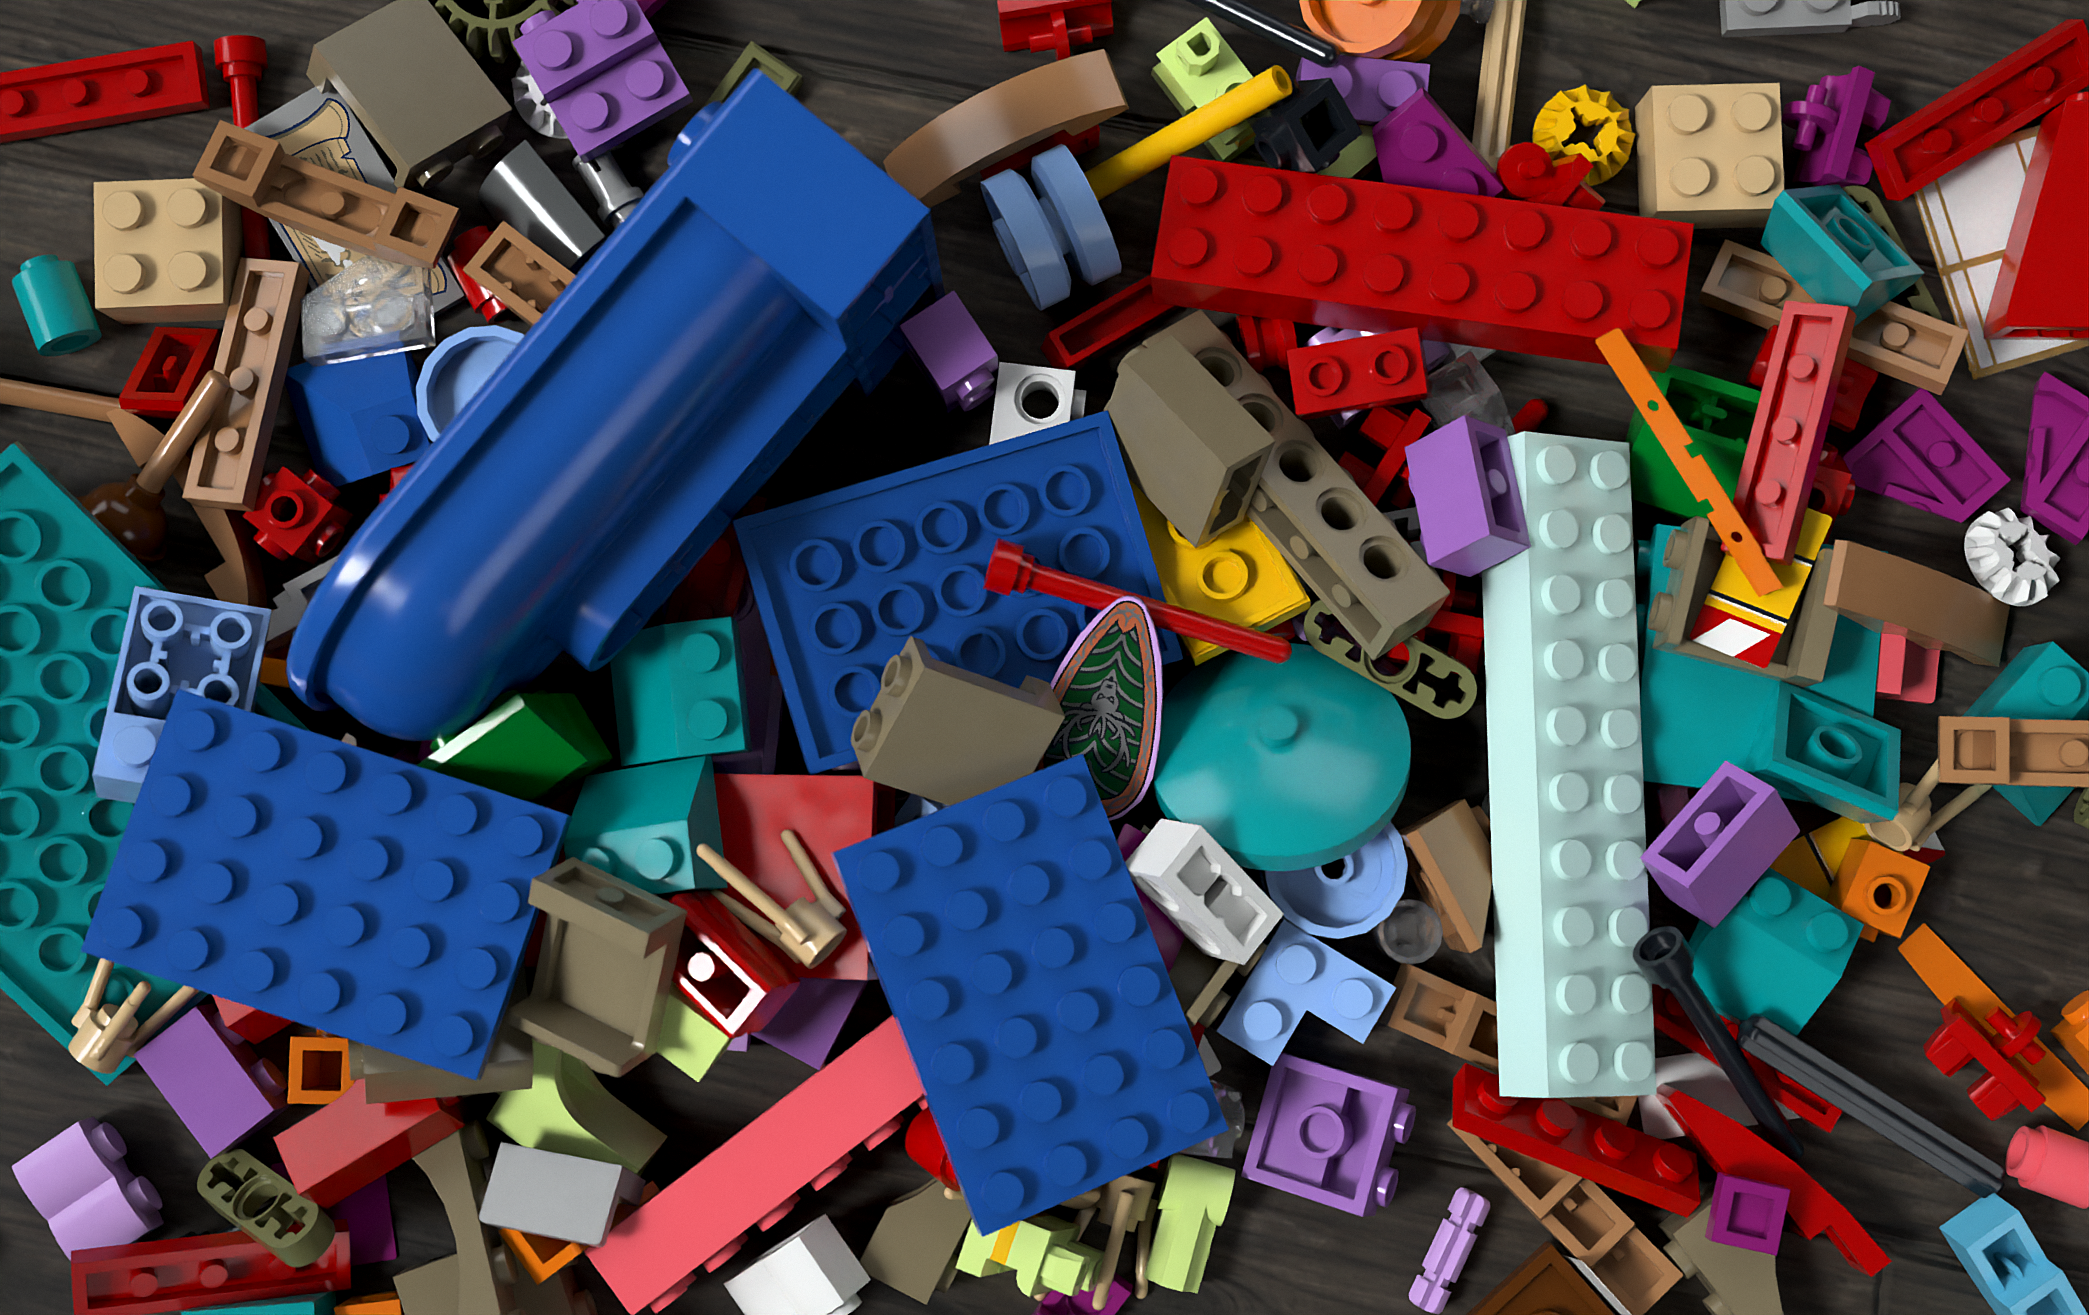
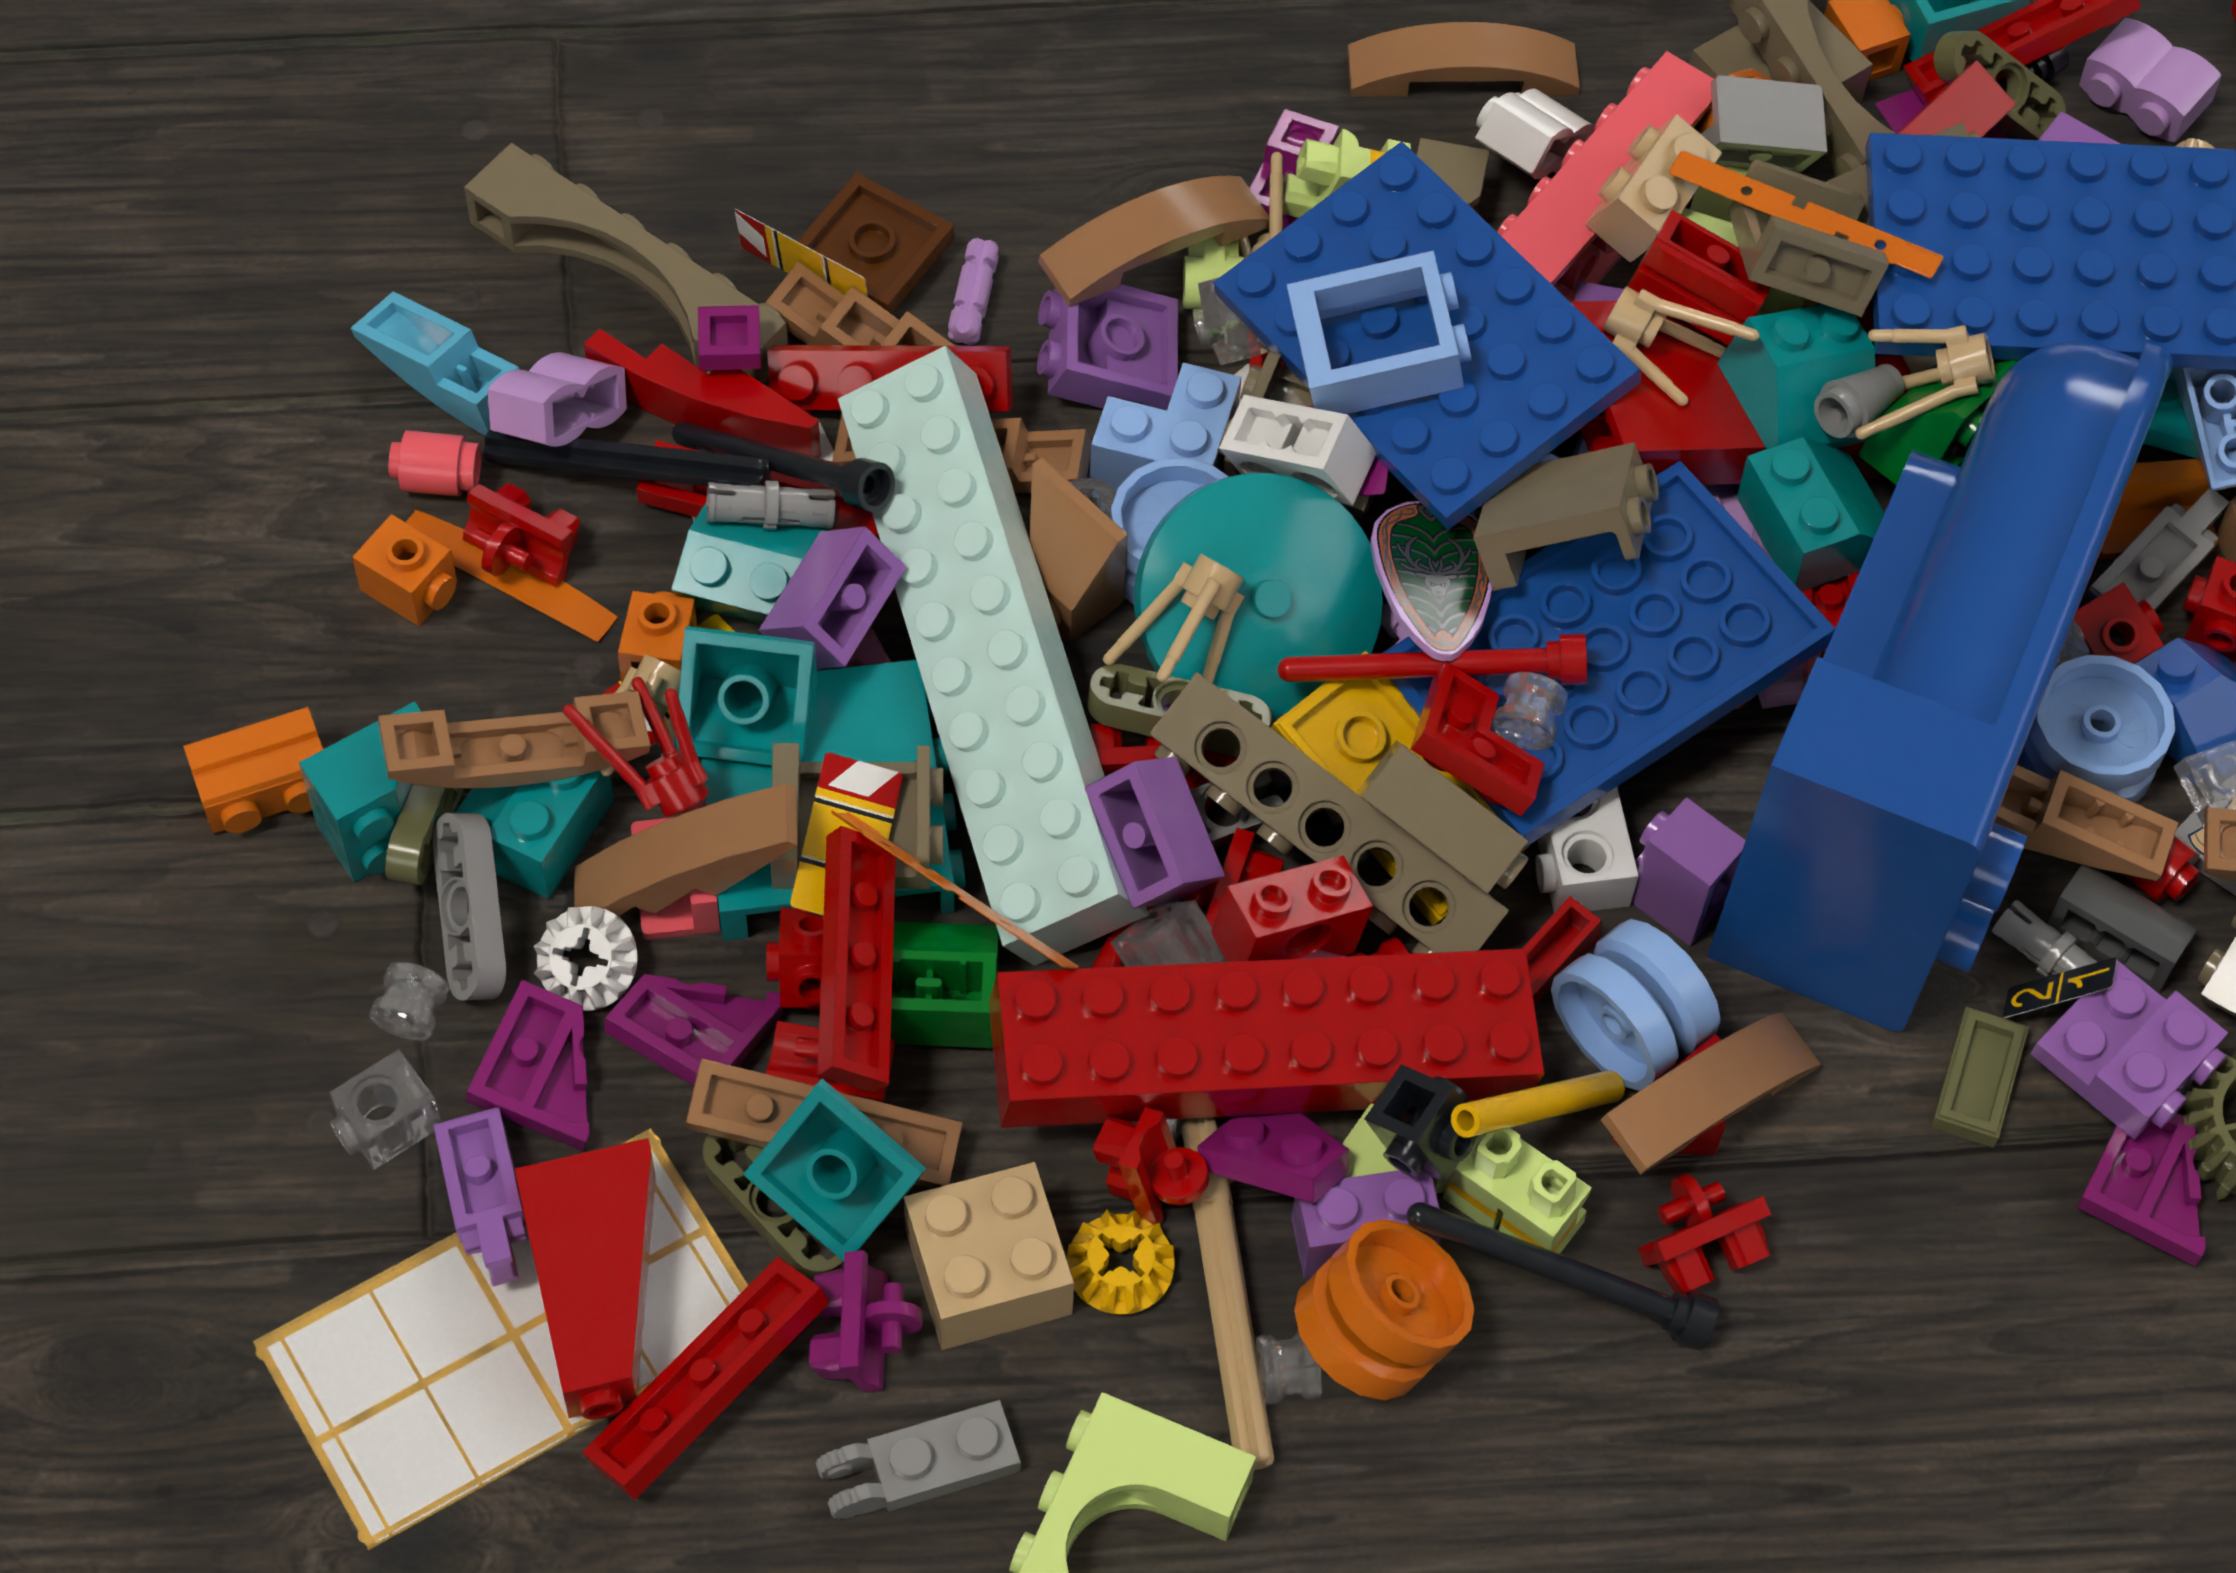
camera: 160 degrees right, 25 degrees down
(493, 767) = (1962, 365): none -> tan plant
(582, 981) = (1779, 204): none -> orange piece
(606, 780) = (1857, 399): none -> light grey cone
(627, 151) = (2060, 987): none -> black sticker
(721, 1112) = (1643, 191): none -> tan brick
(1065, 521) = (1530, 710): none -> clear wheel
(1150, 496) = (1458, 740): none -> red plate
(1164, 977) = (1387, 378): none -> light blue window
(1257, 1236) = (1149, 228): none -> medium nougat slope
(1348, 734) = (1208, 590): none -> tan plant
(1758, 988) = (770, 505): none -> light grey pin
(1918, 690) = (676, 777): none -> red plant
(1931, 1198) = (557, 399): none -> lavender brick

